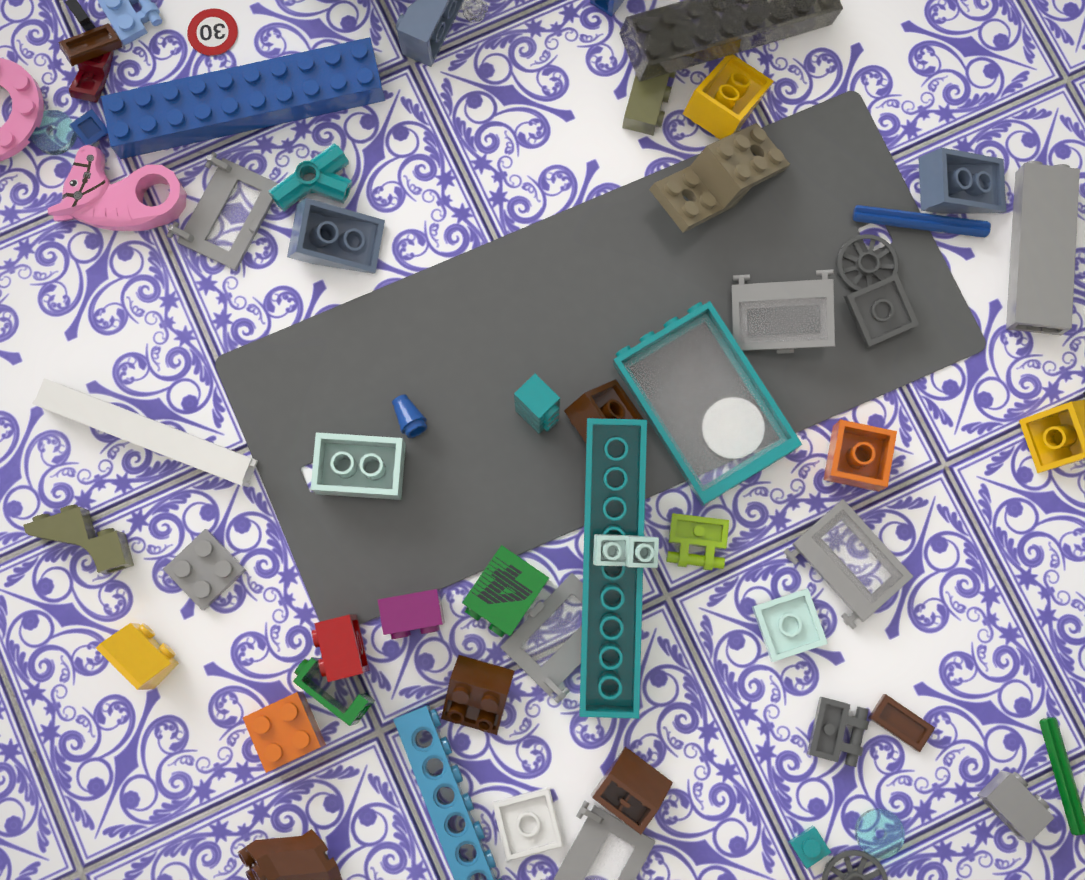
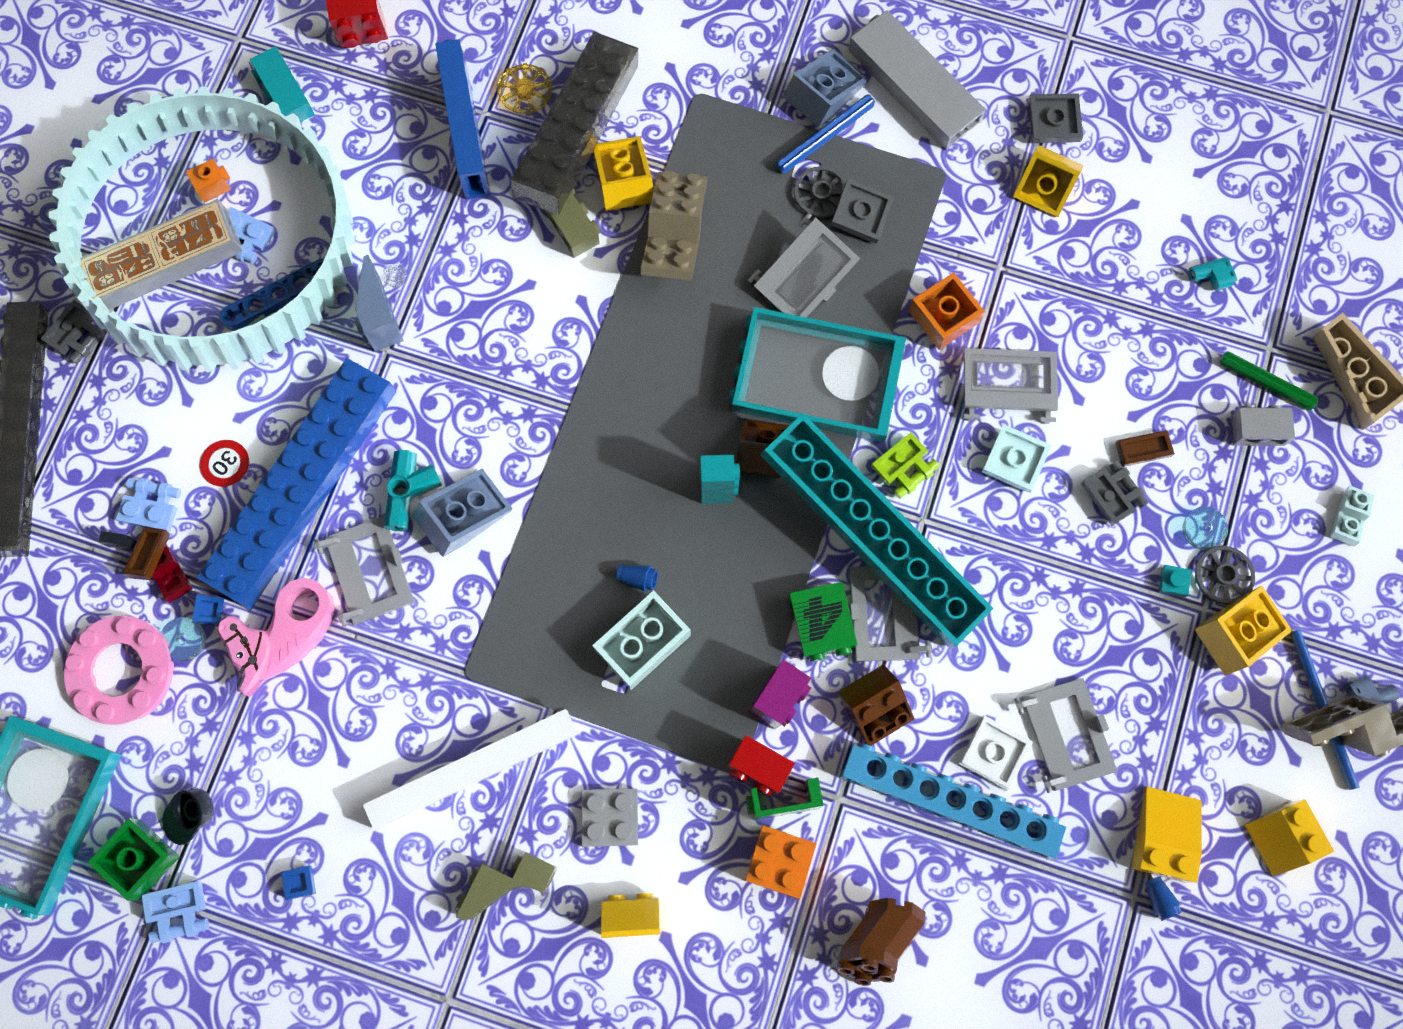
camera: 45 degrees left, 5 degrees down
(626, 551) = (876, 508): light aqua slope -> none
(632, 790) = (1036, 660): reddish brown slope -> none

